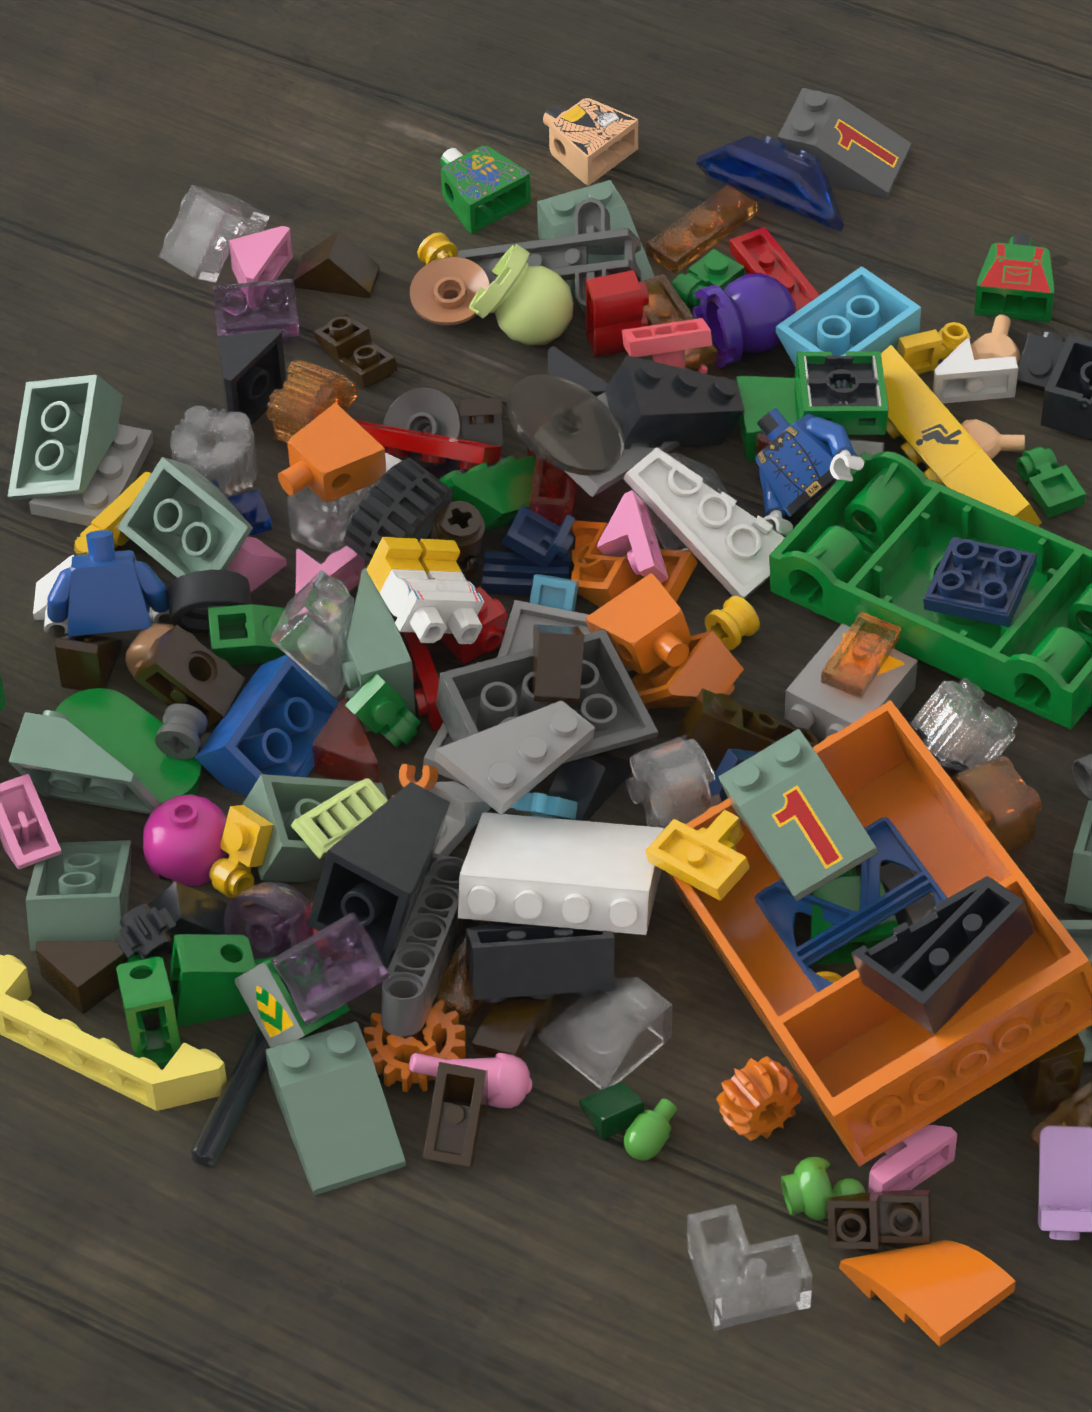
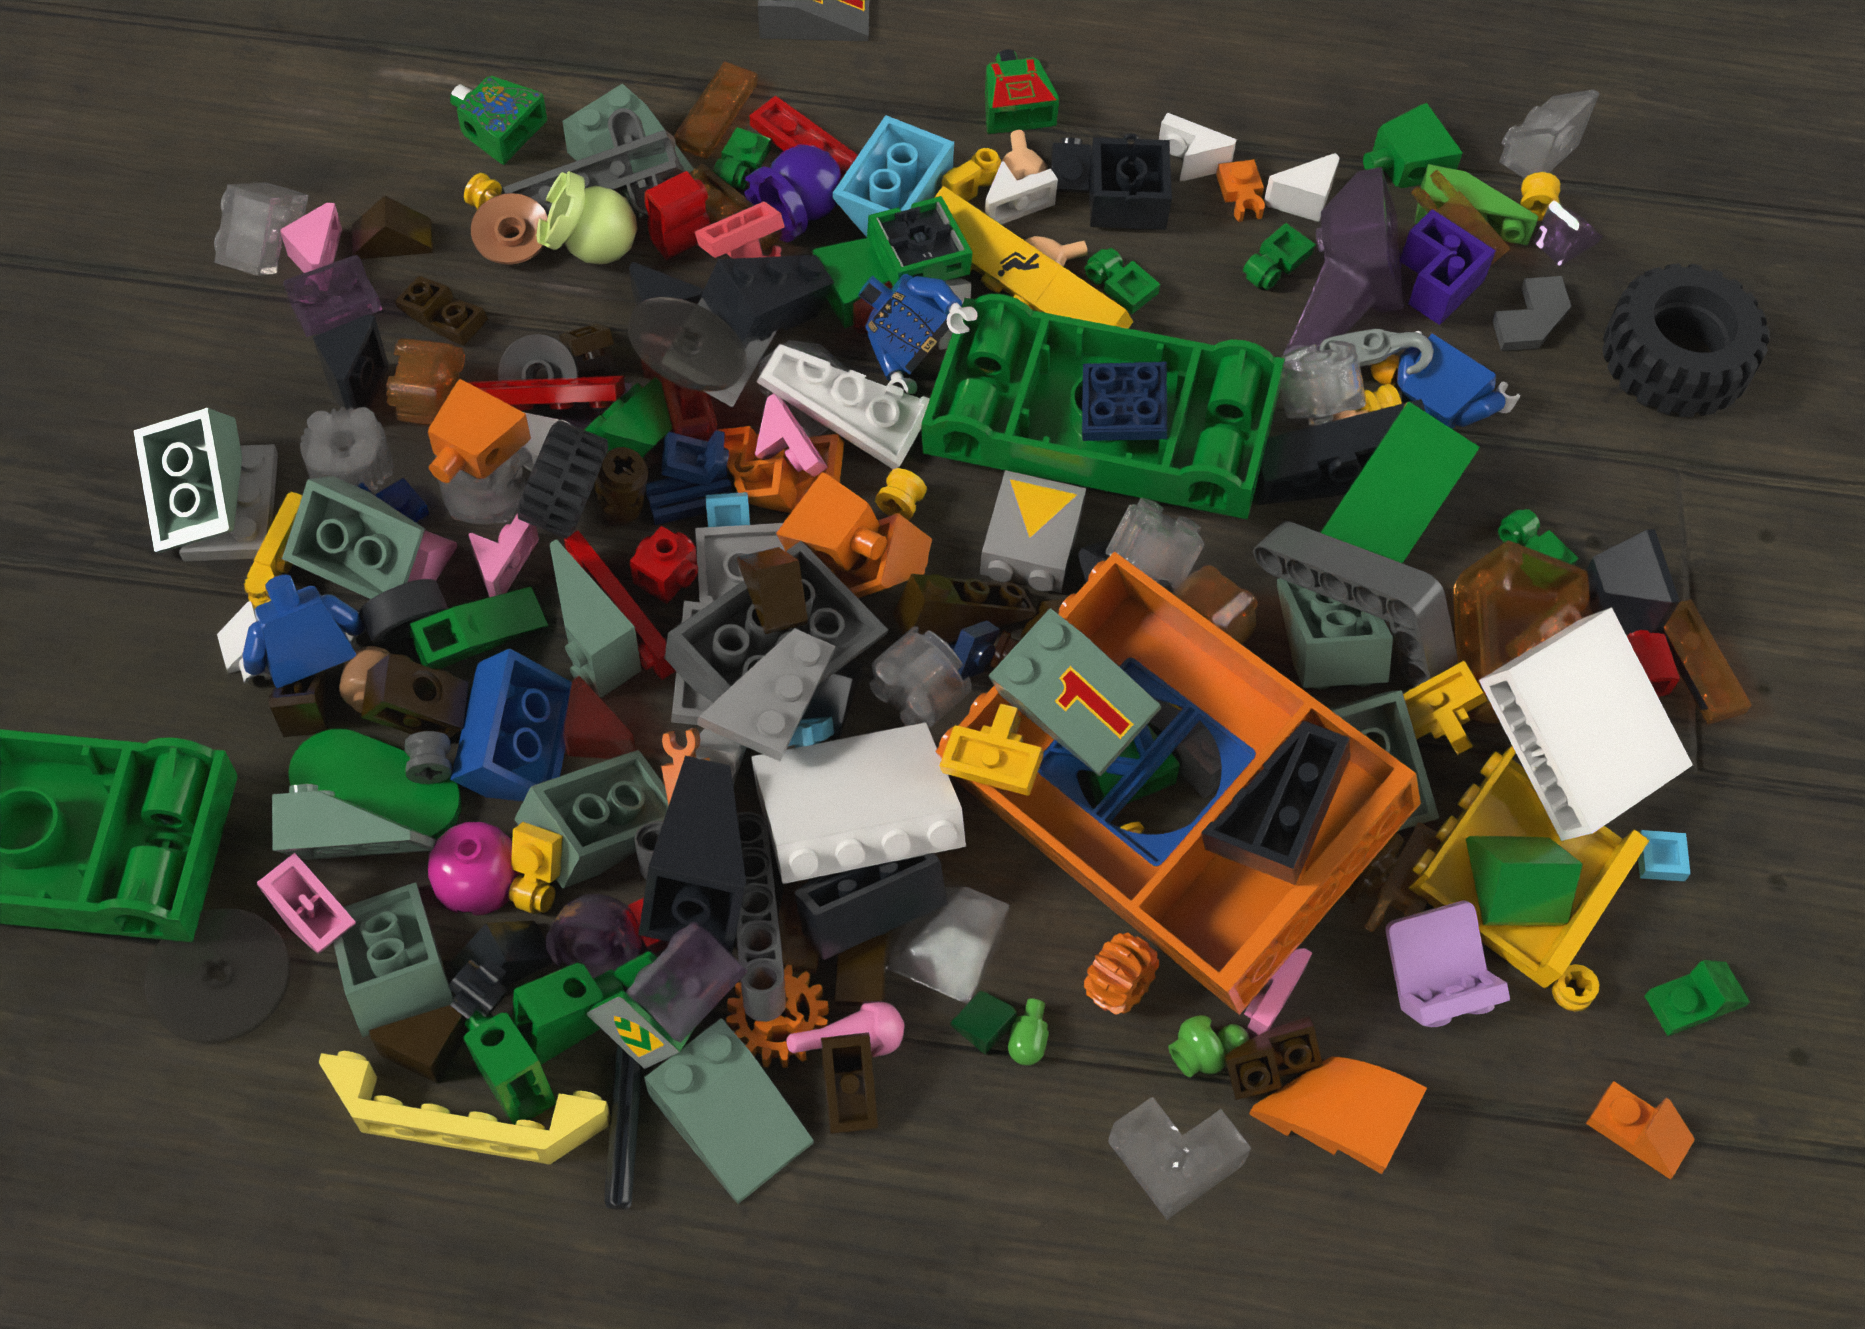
camera: 25 degrees left, 10 degrees up
(317, 630) = (525, 615): clear slope -> none
(360, 799) = (638, 783): yellowish green slope -> none
(384, 711) = (619, 679): green plate -> none
(426, 588) = (620, 548): white hips -> none
(590, 138) = (581, 44): light nougat torso -> none
(775, 176) = (767, 44): clear blue wedge -> none
(860, 654) = (1039, 499): clear orange plate -> none

